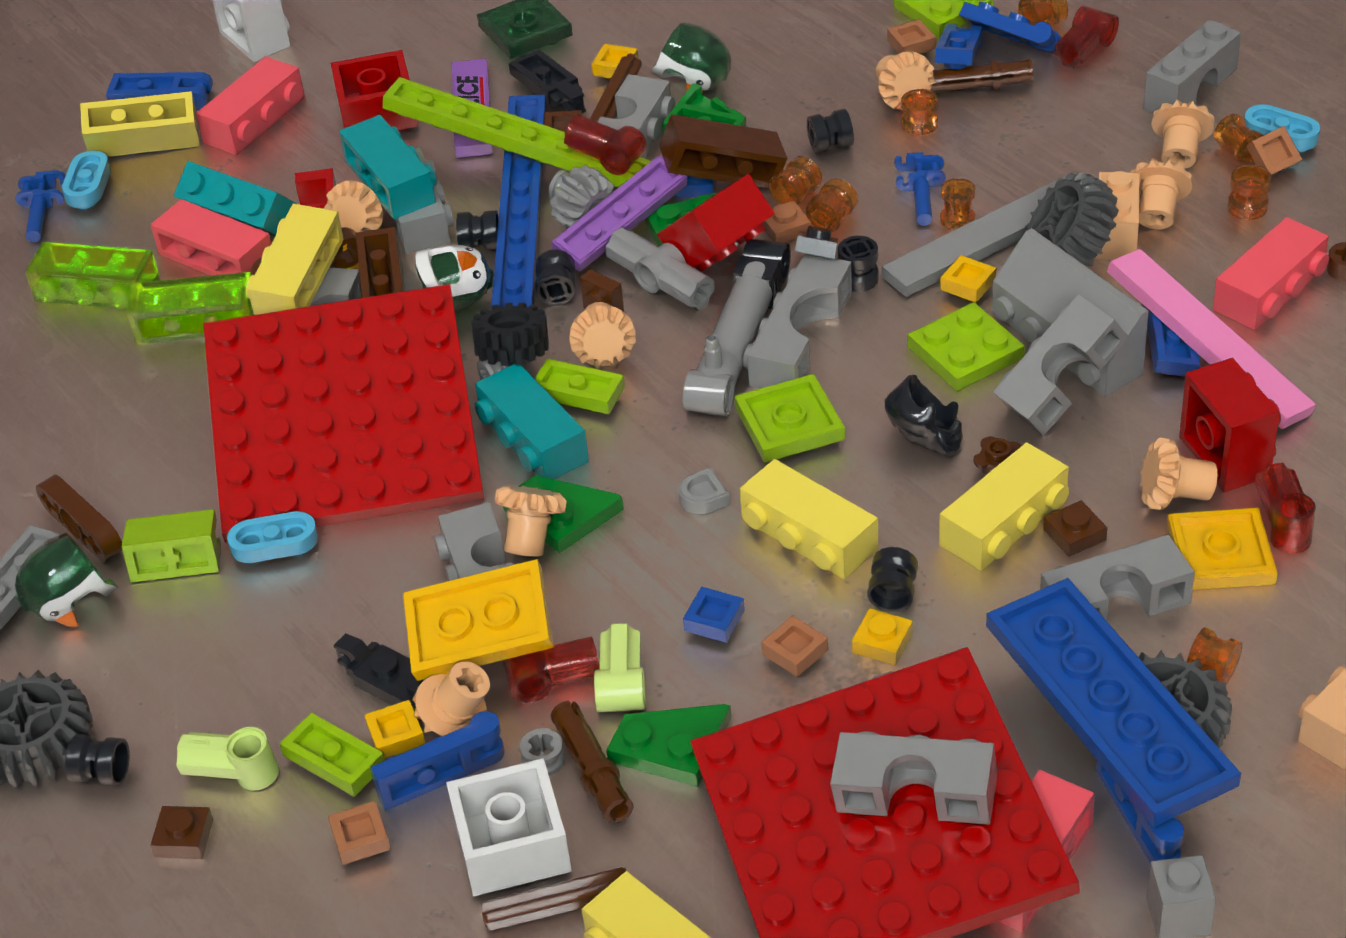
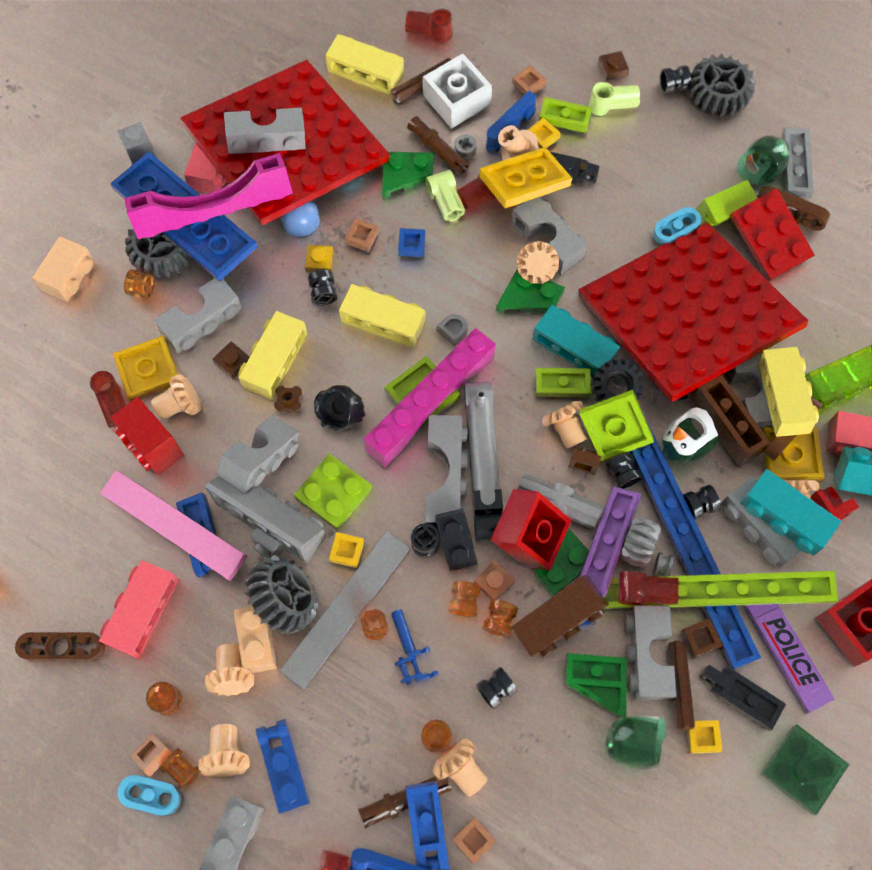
camera: 155 degrees right, 25 degrees up
(144, 479) = (772, 234): none -> red plate
(556, 297) = (616, 425): none -> lime plate
(706, 426) = (401, 424): none -> dark pink arch
(1113, 126) = (282, 767): none -> blue plate
(1126, 655) = (157, 213): none -> dark pink arch

